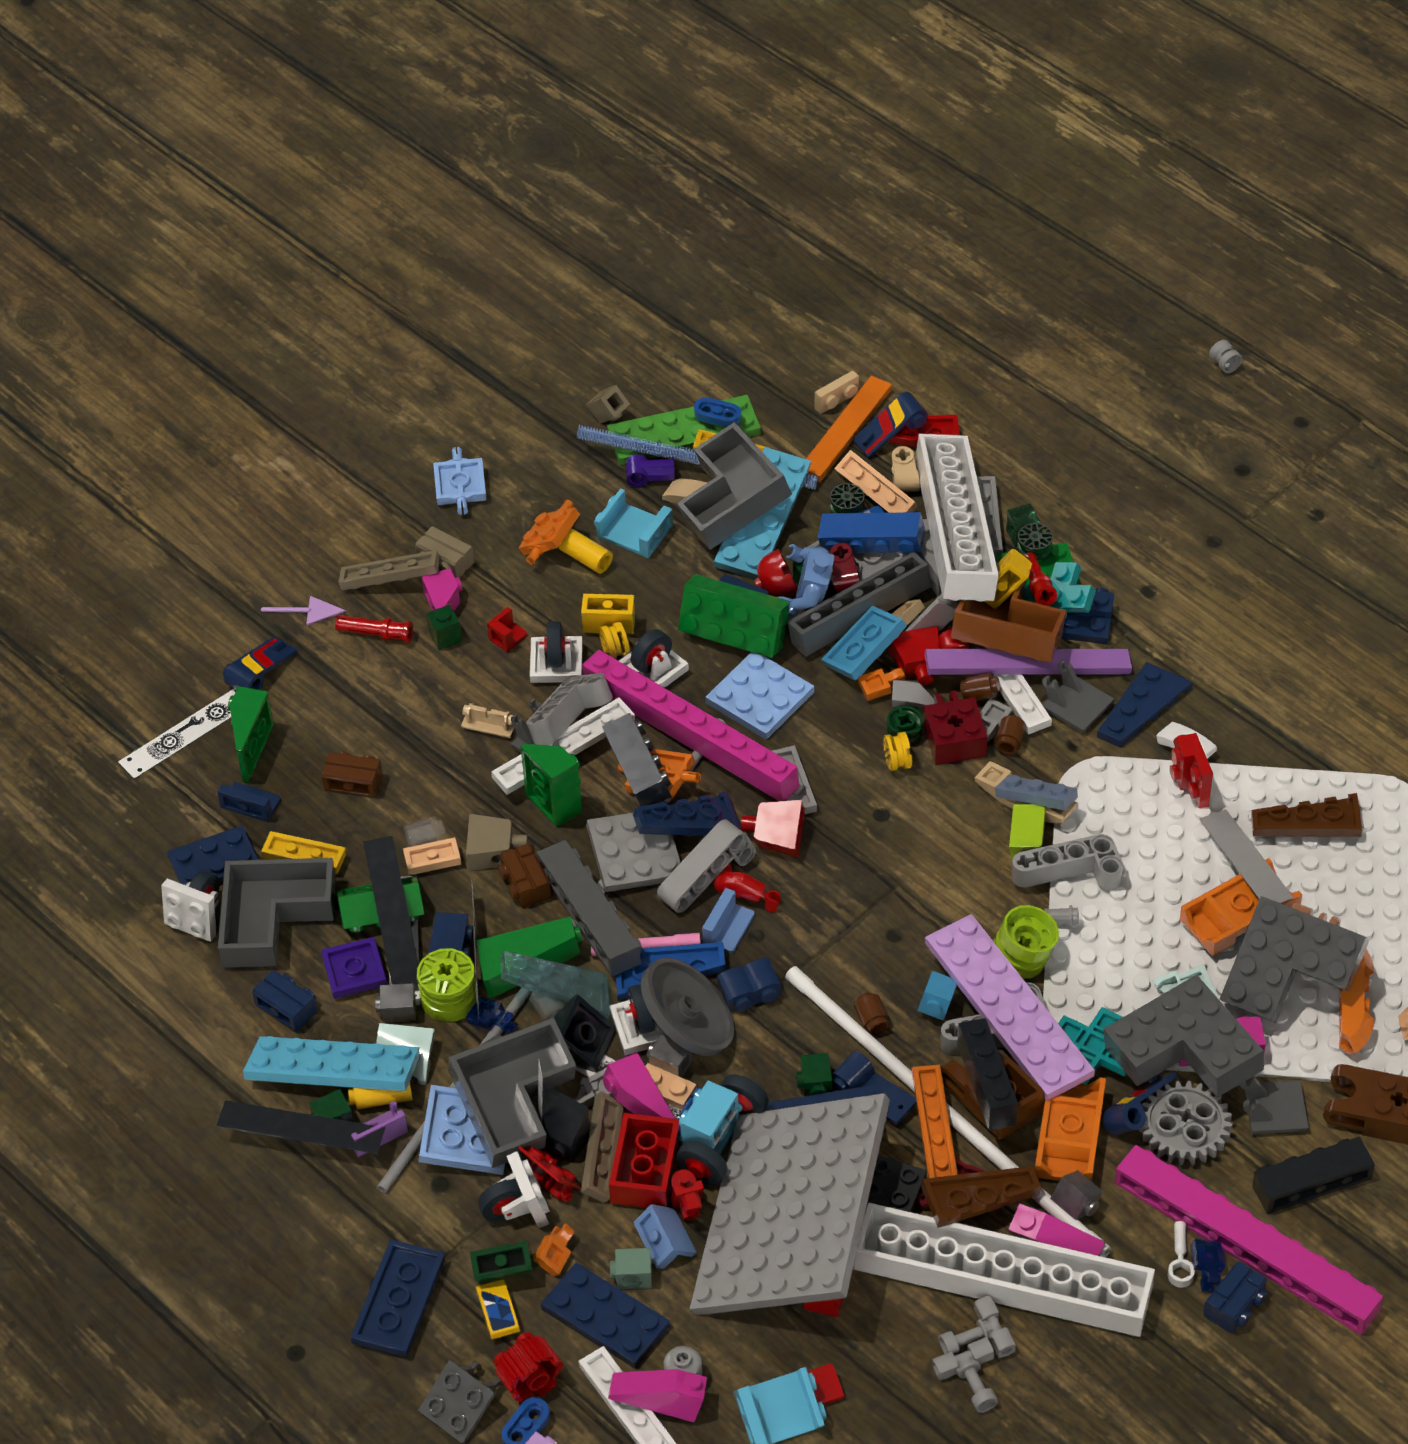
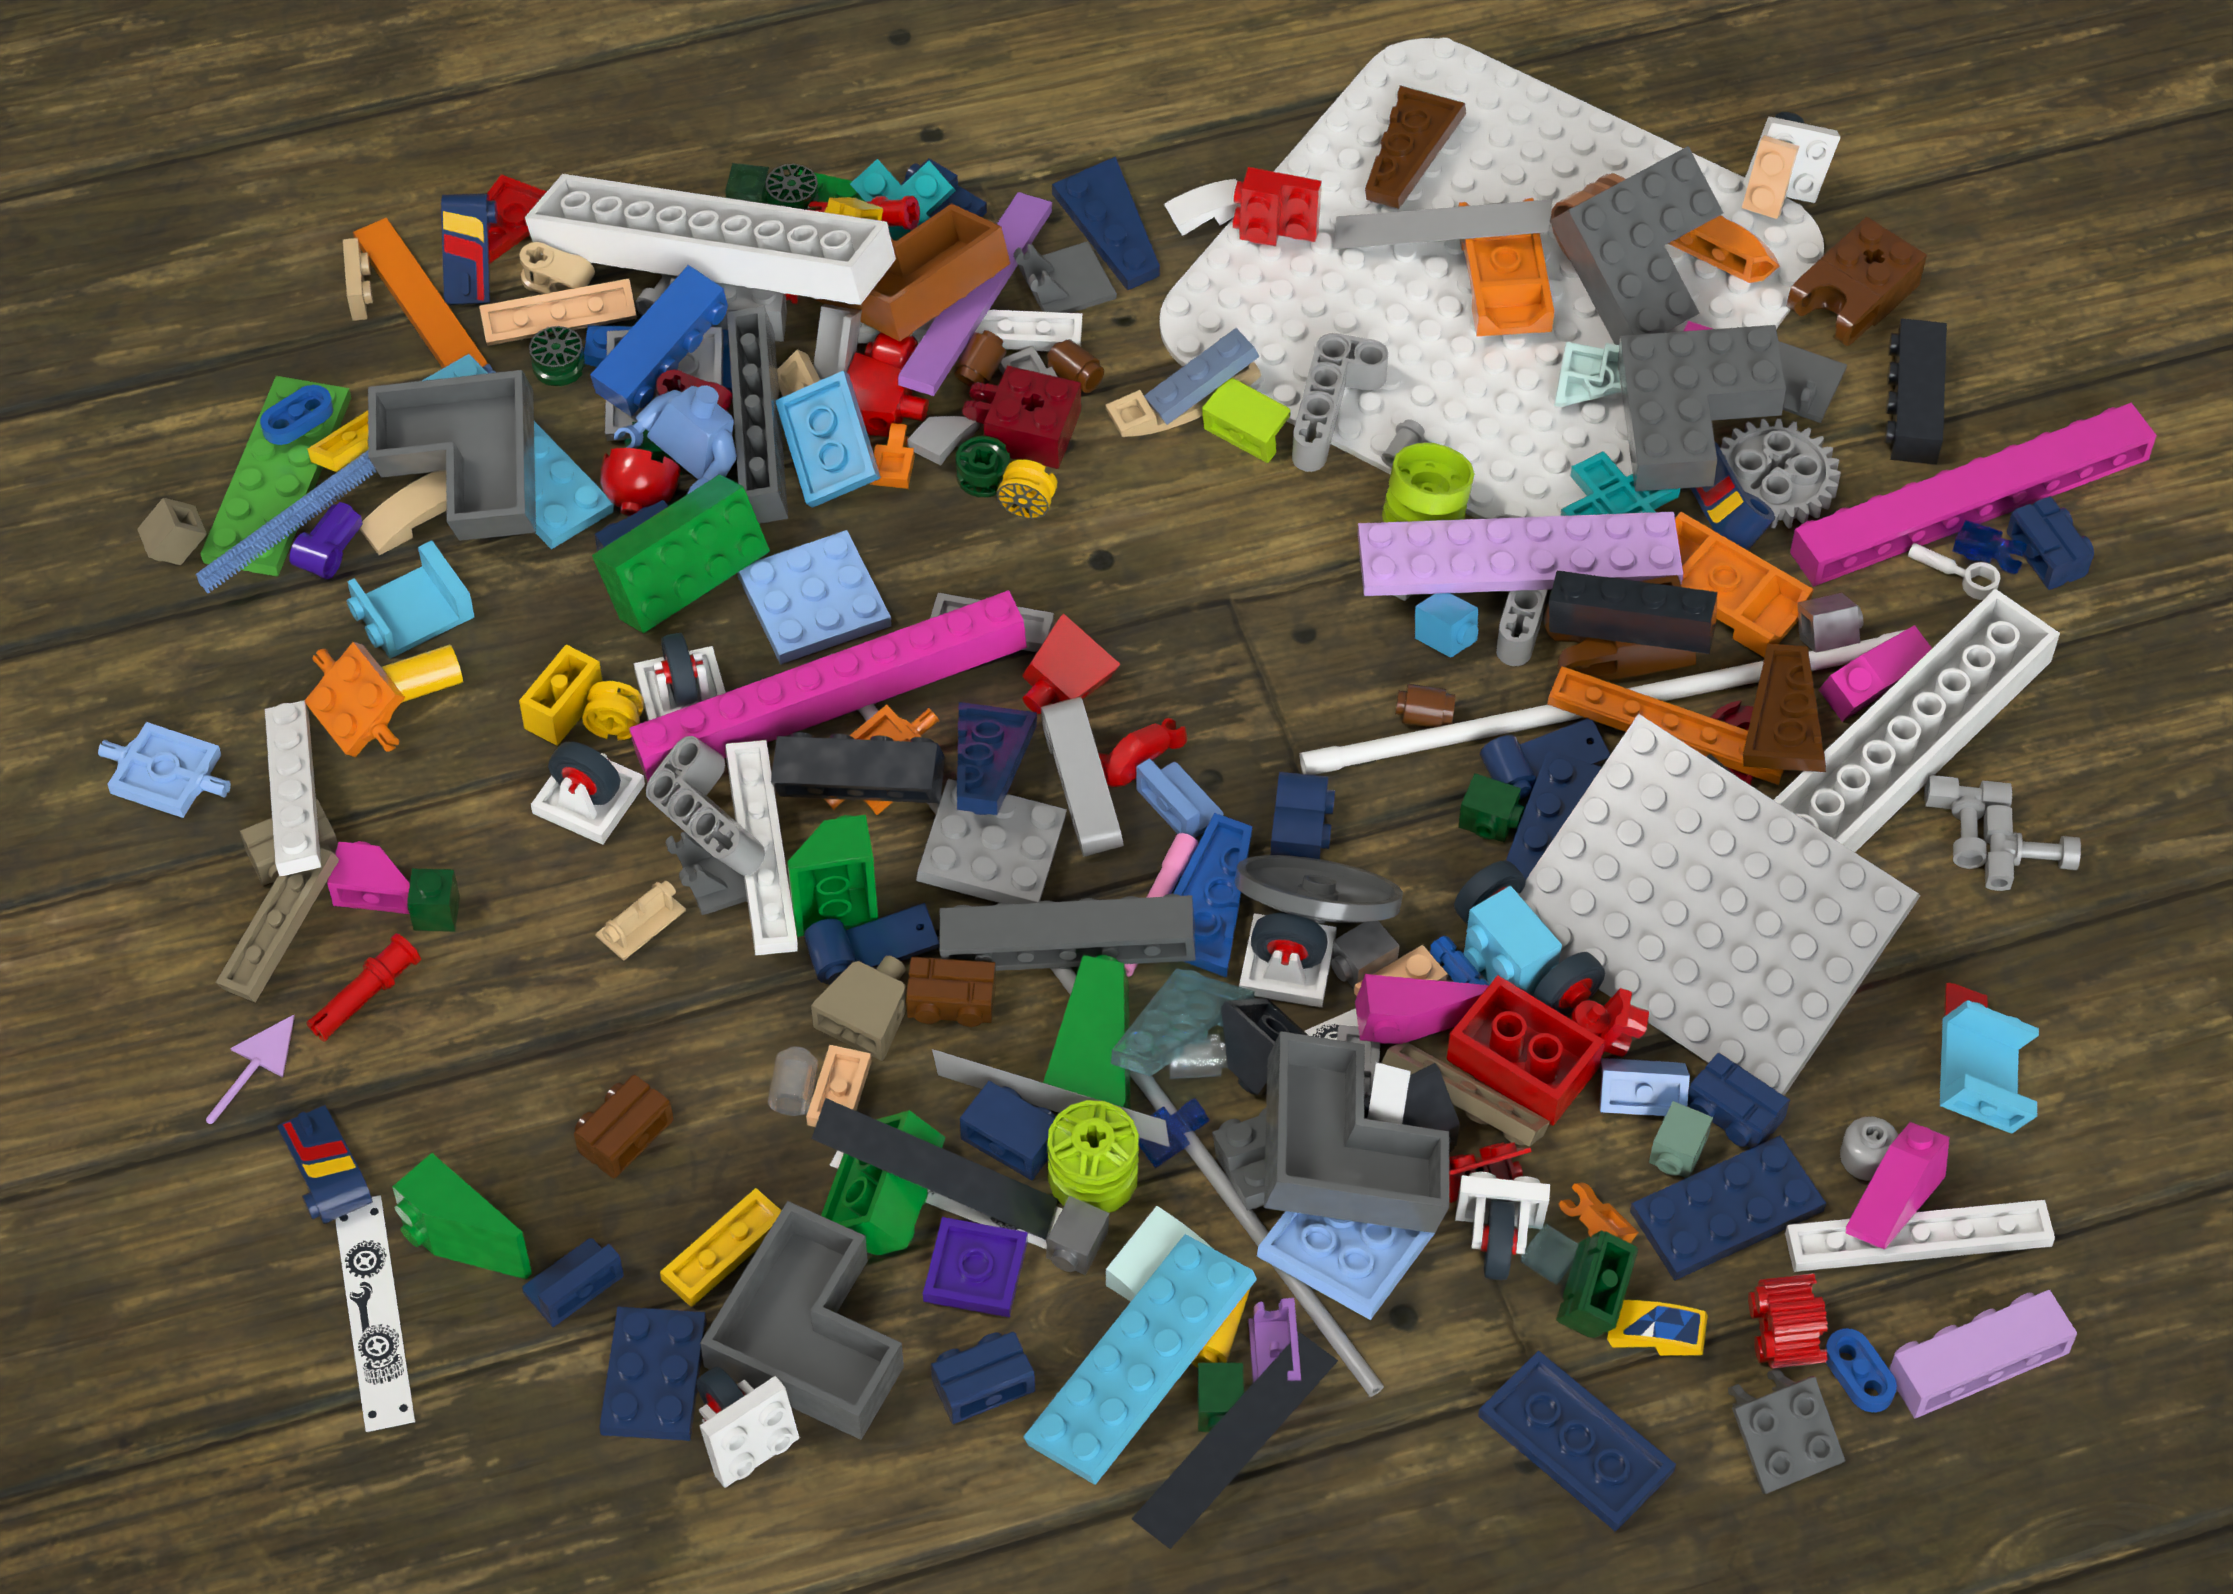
camera: 65 degrees left, 5 degrees up
(471, 532) = (292, 788): none -> white plate
(504, 631) = (493, 834): red panel -> none
(521, 1232) = (1550, 1254): none -> clear light blue tile
(528, 821) = (896, 935): none -> dark blue door
(676, 1287) = (1737, 1102): none -> dark blue brick

